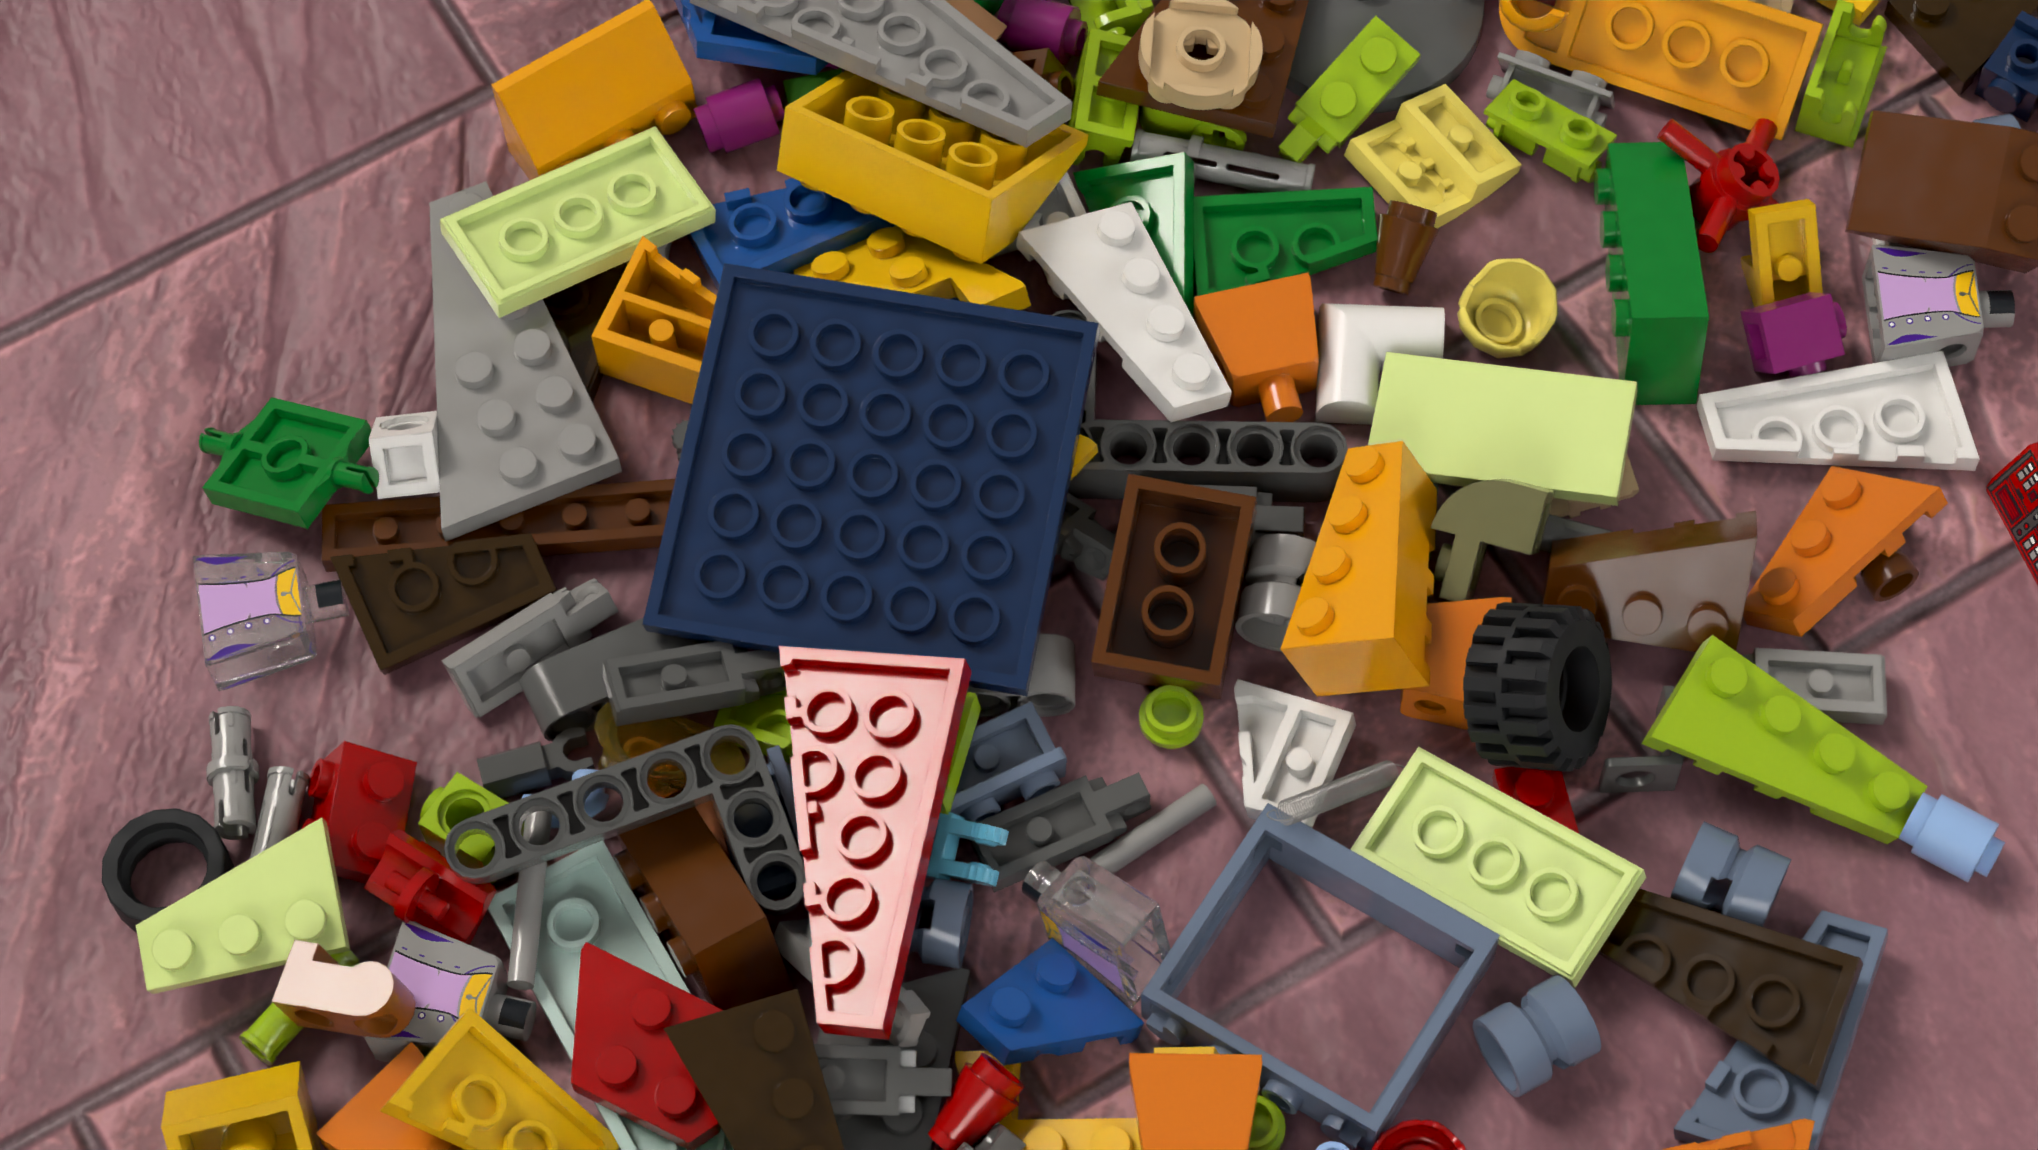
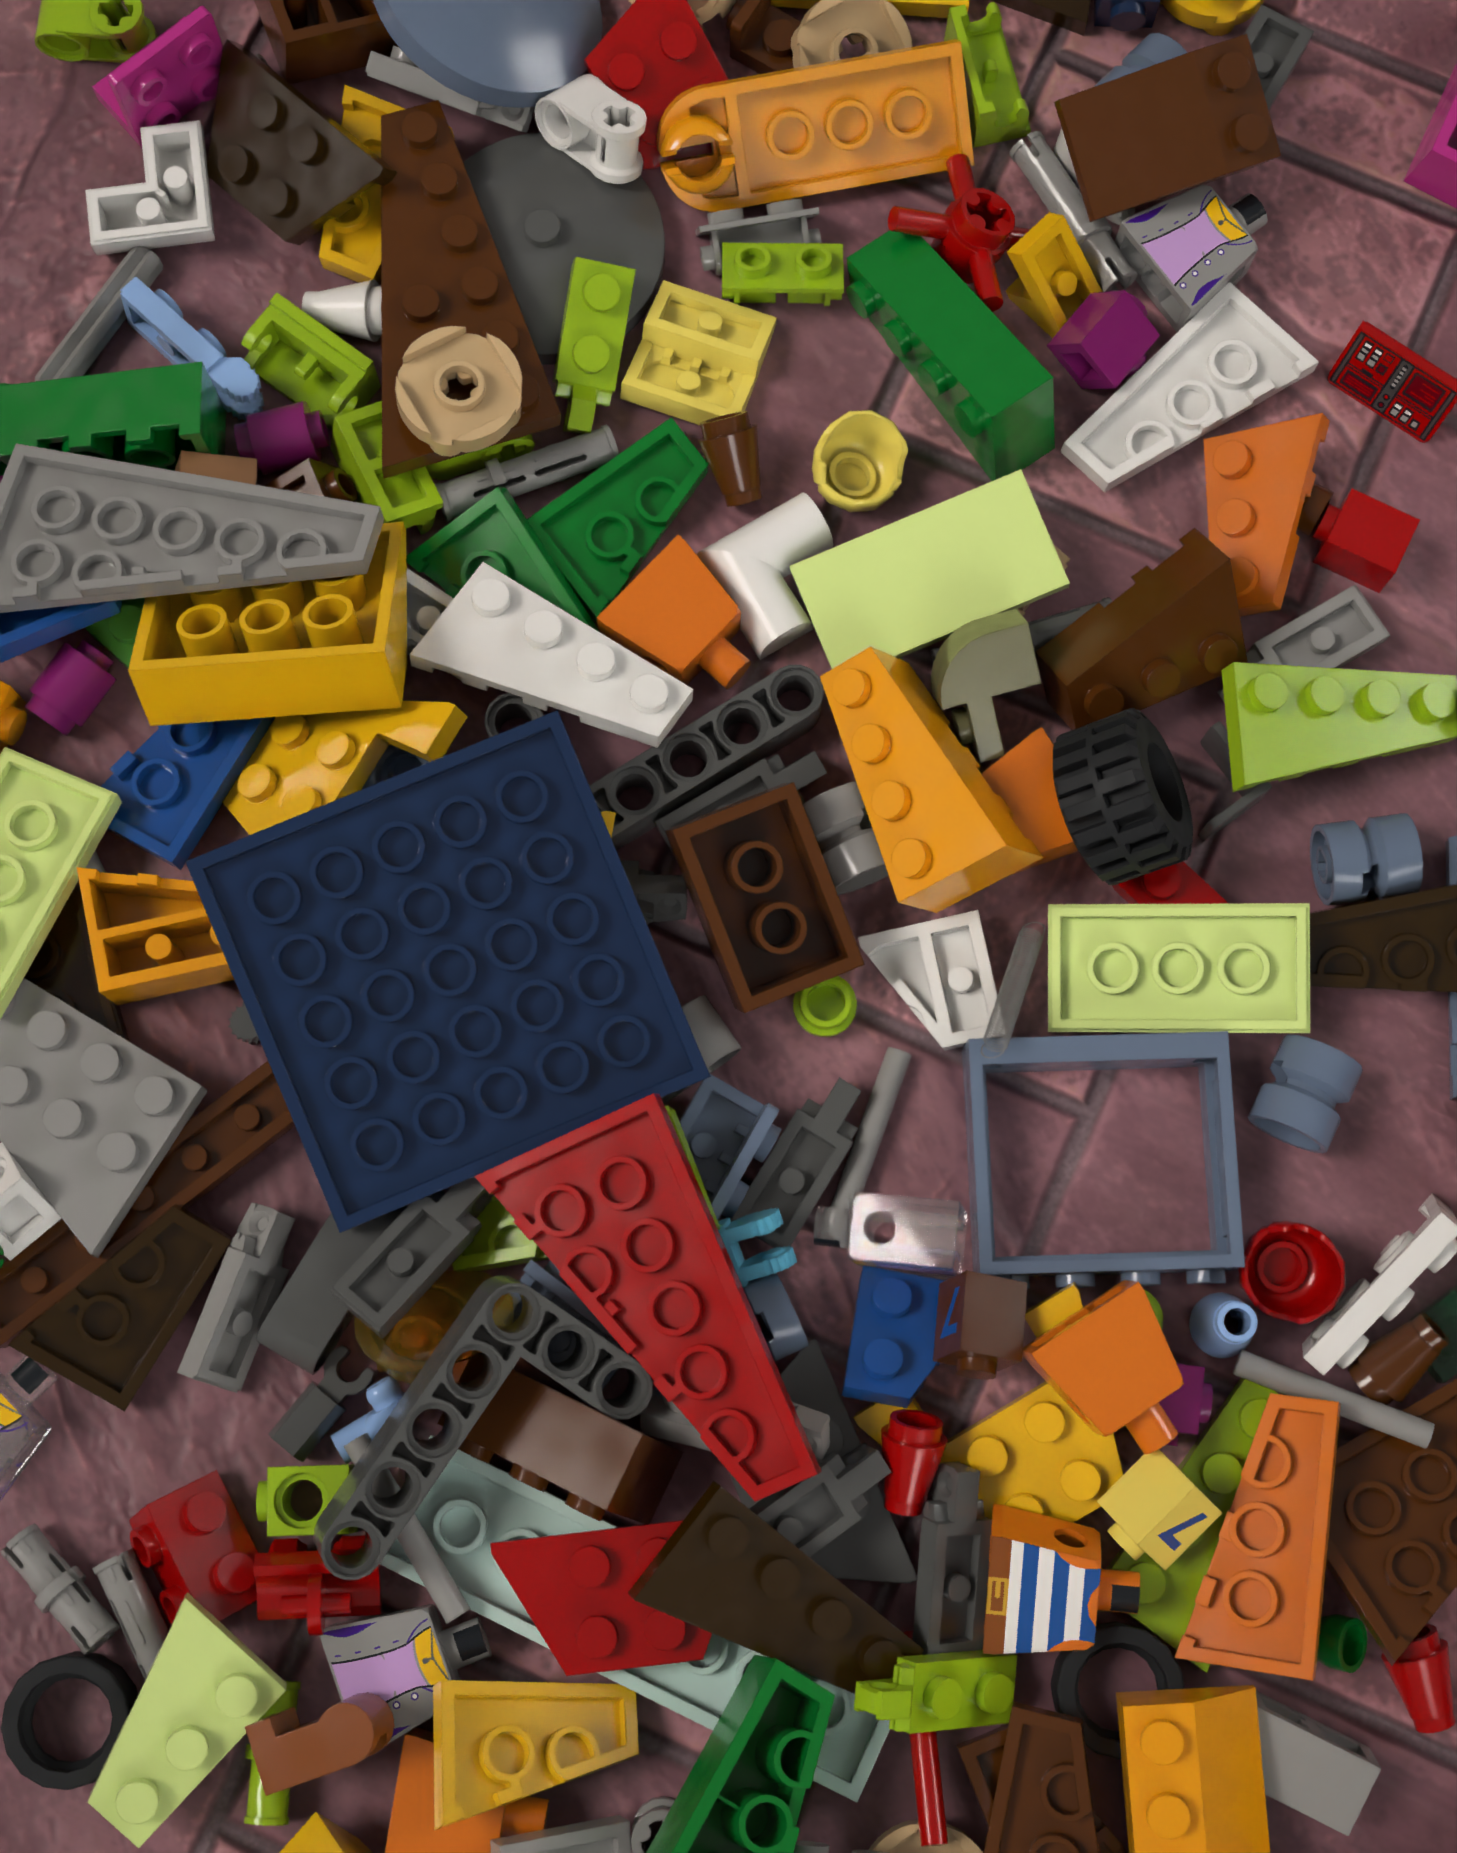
camera: 40 degrees left, 15 degrees up
(1111, 1026) = (980, 1324): none -> reddish brown brick
(1840, 250) = (1065, 199): none -> light grey pin
(1918, 626) = (1363, 539): none -> red brick

